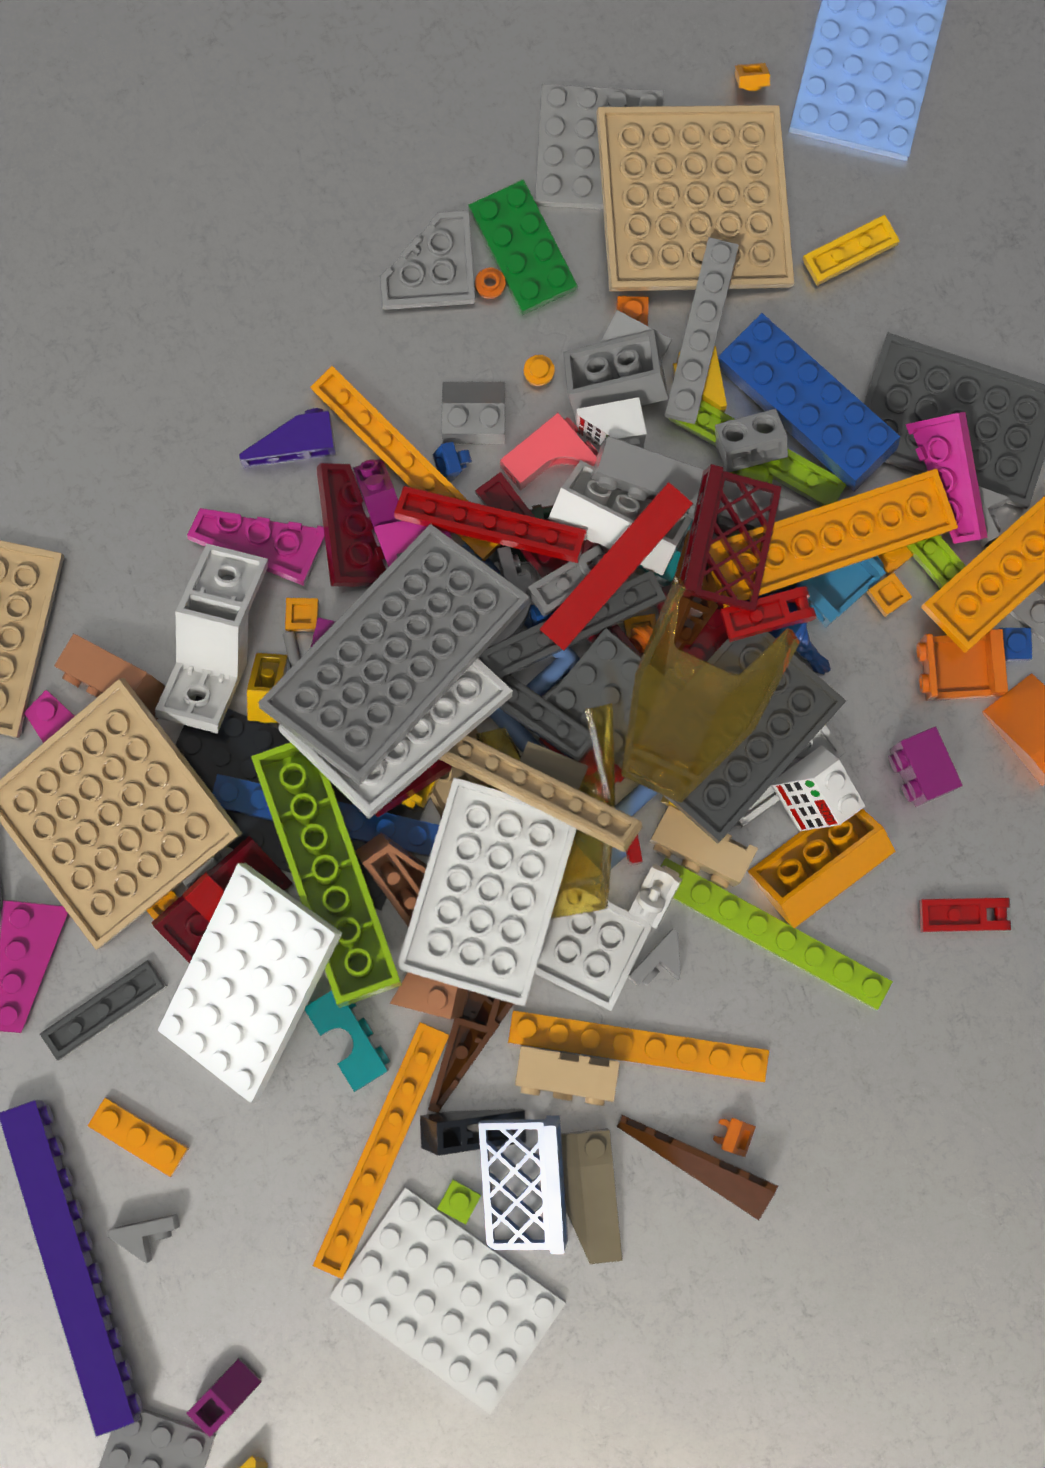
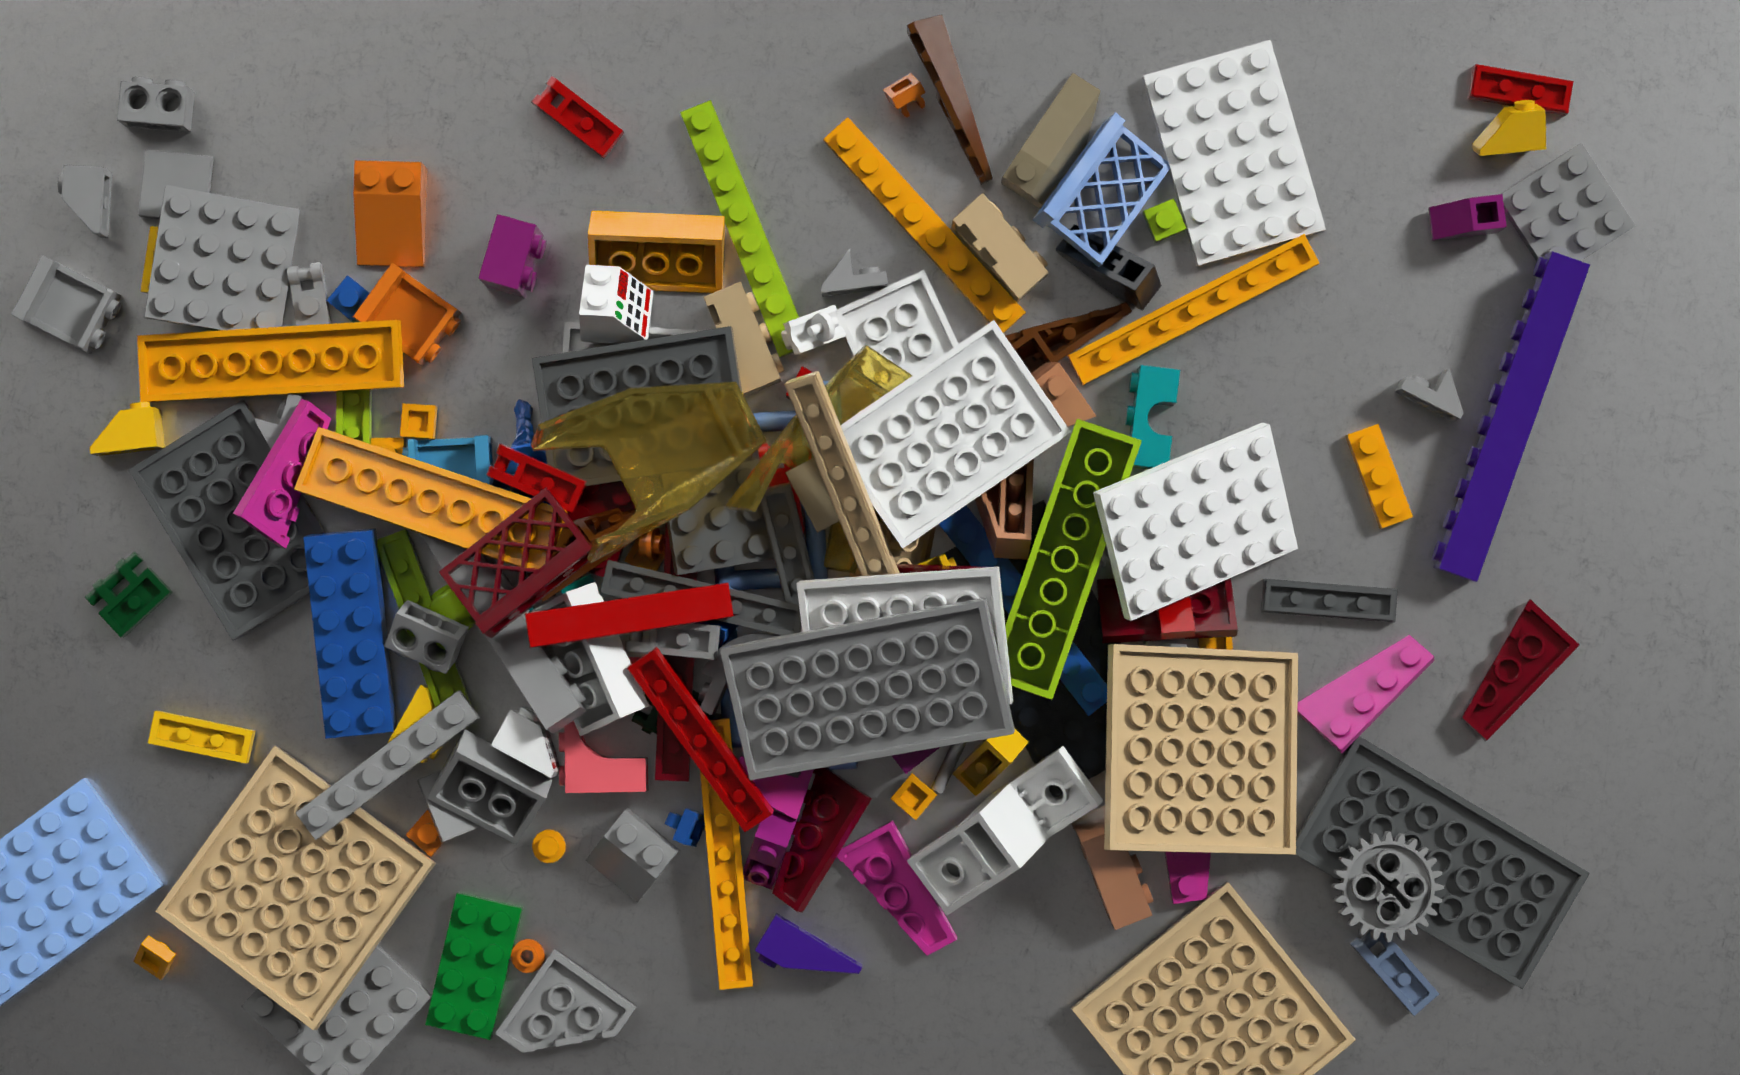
camera: 140 degrees left, 5 degrees up
(979, 306) = (135, 601): none -> dark green plate

